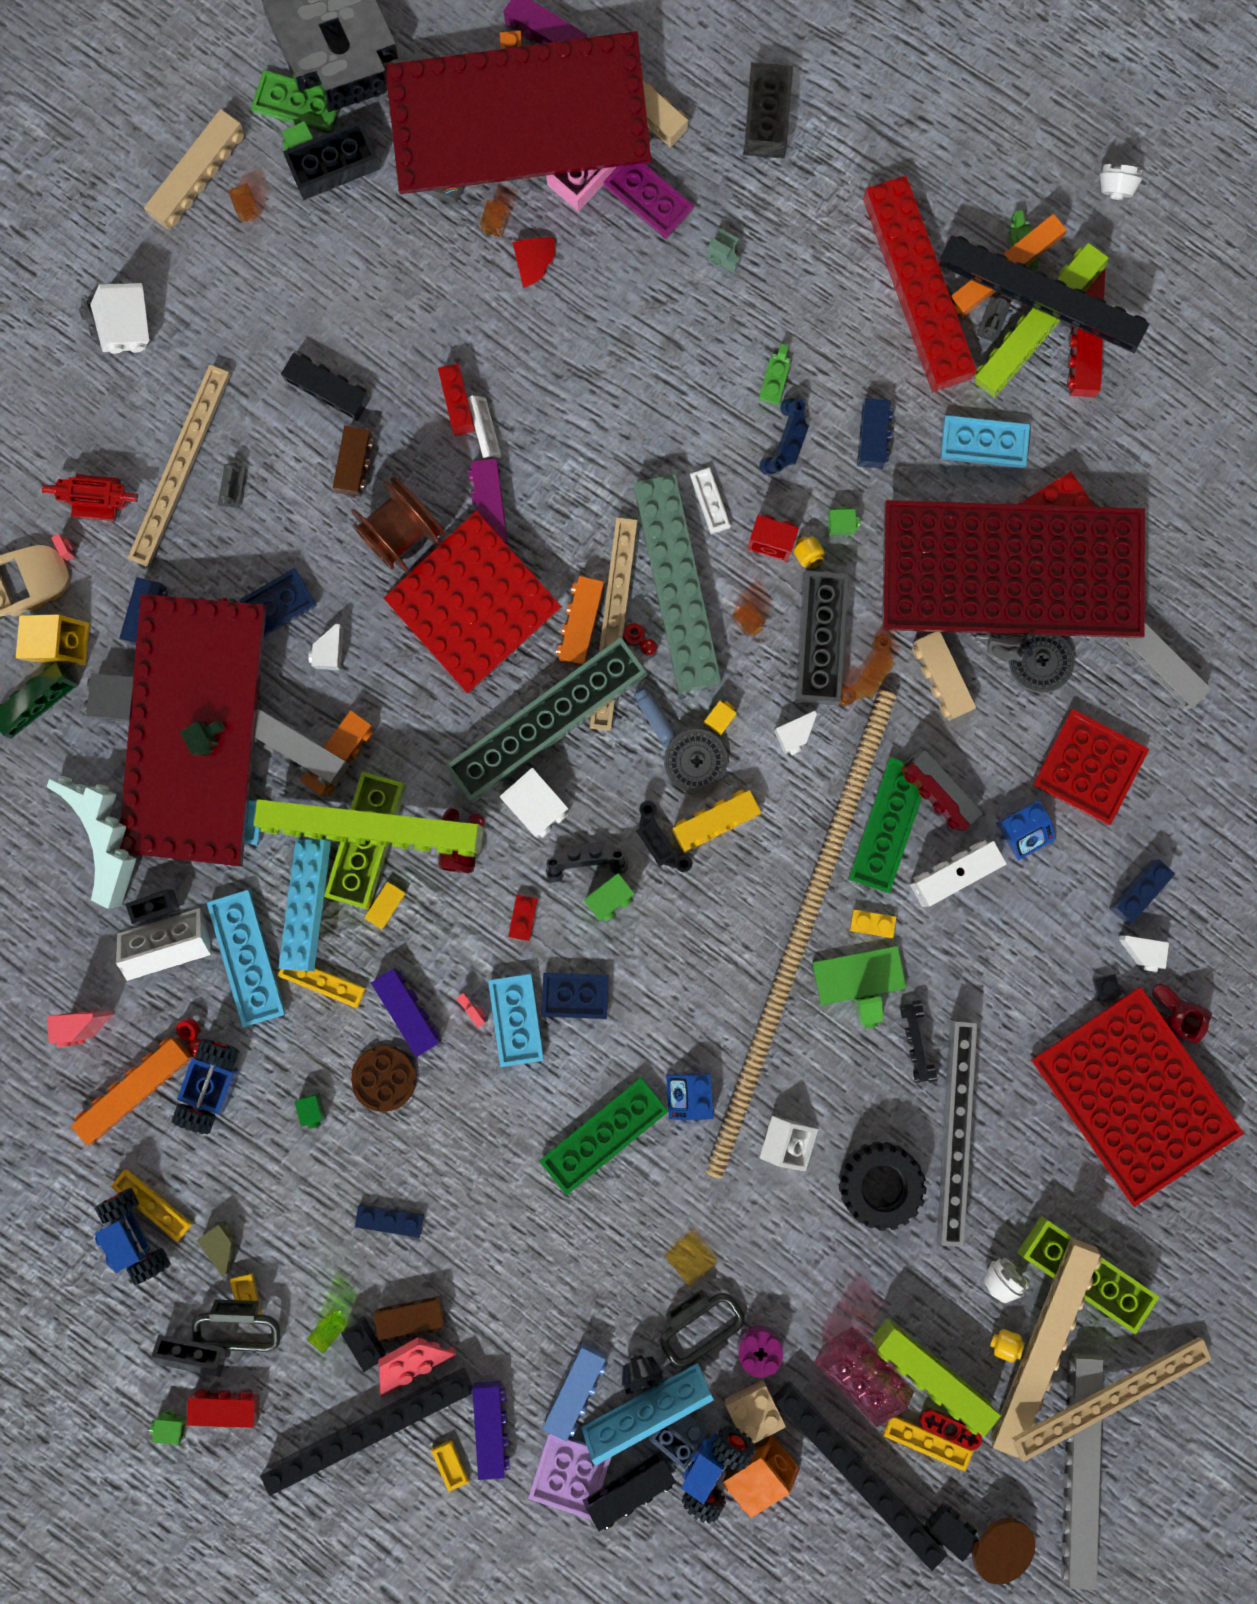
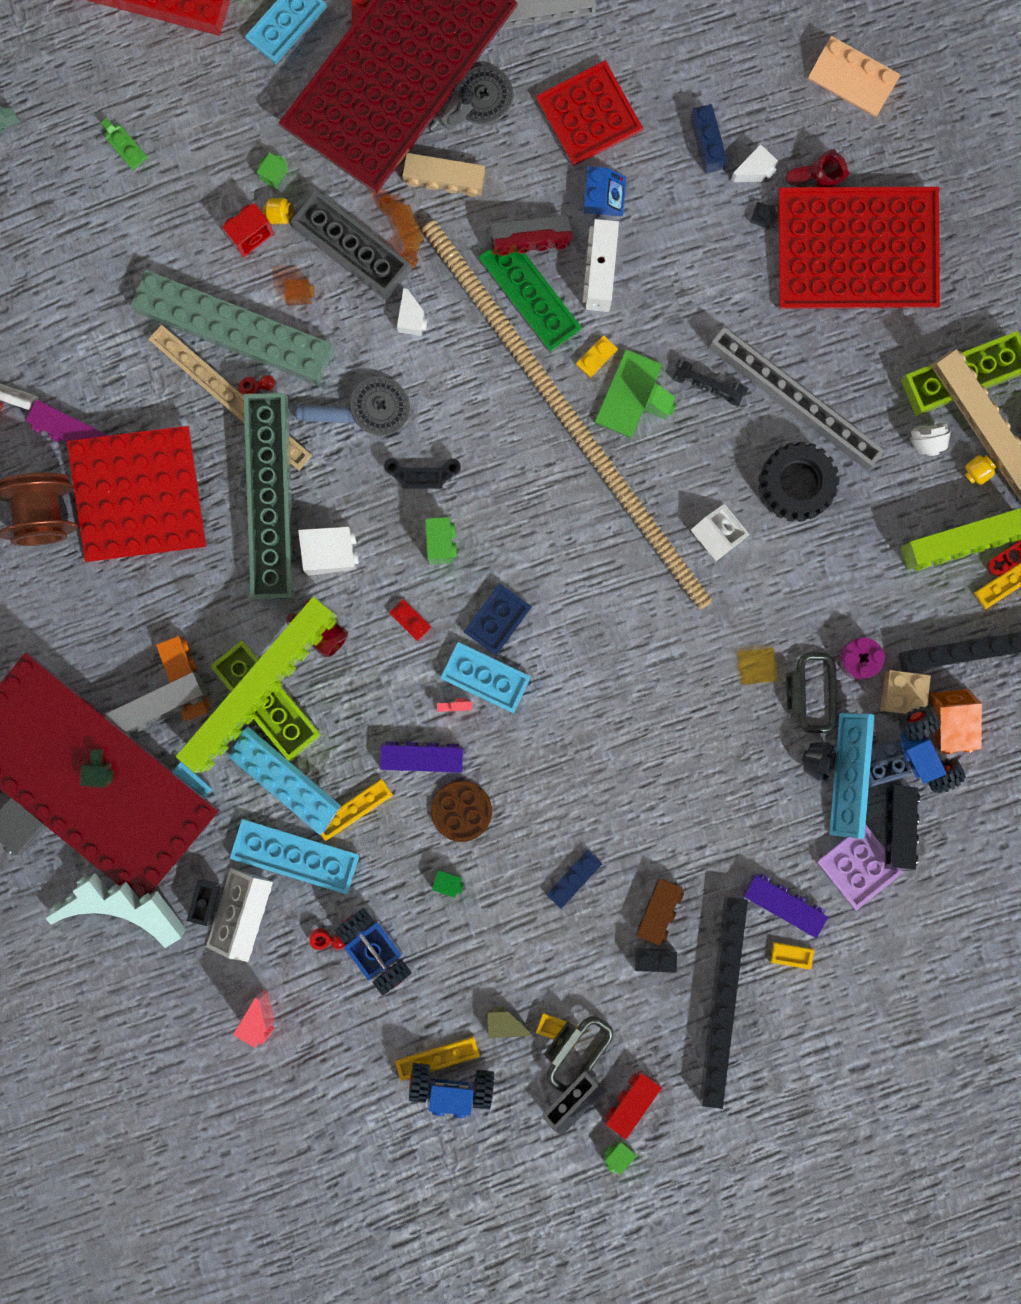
camera: 60 degrees left, 0 degrees up
(130, 1092) = (338, 1015): orange brick -> none
(285, 600) = (33, 636): dark blue plate -> none
(327, 1330) = (626, 980): clear neon green slope -> none
(328, 650) = (95, 632): white slope -> none
(385, 905) = (327, 721): yellow tile -> none
(409, 1363) = (693, 933): coral wing -> none
(574, 1392) = (799, 821): medium blue brick -> none
(581, 621) = (211, 420): orange brick -> none
(585, 855) = (395, 539): black plate -> none
(603, 1136) = (619, 669): green plate -> none
(690, 1096) = (634, 583): blue slope -> none
(710, 500) = (185, 260): white tile -> none
(716, 821) = (436, 421): yellow wedge -> none
(720, 717) = (359, 364): yellow brick -> none
(791, 439) = (181, 165): dark blue plate -> none
(864, 1377) = (932, 591): clear pink brick -> none
(874, 433) = (221, 99): dark blue brick -> none

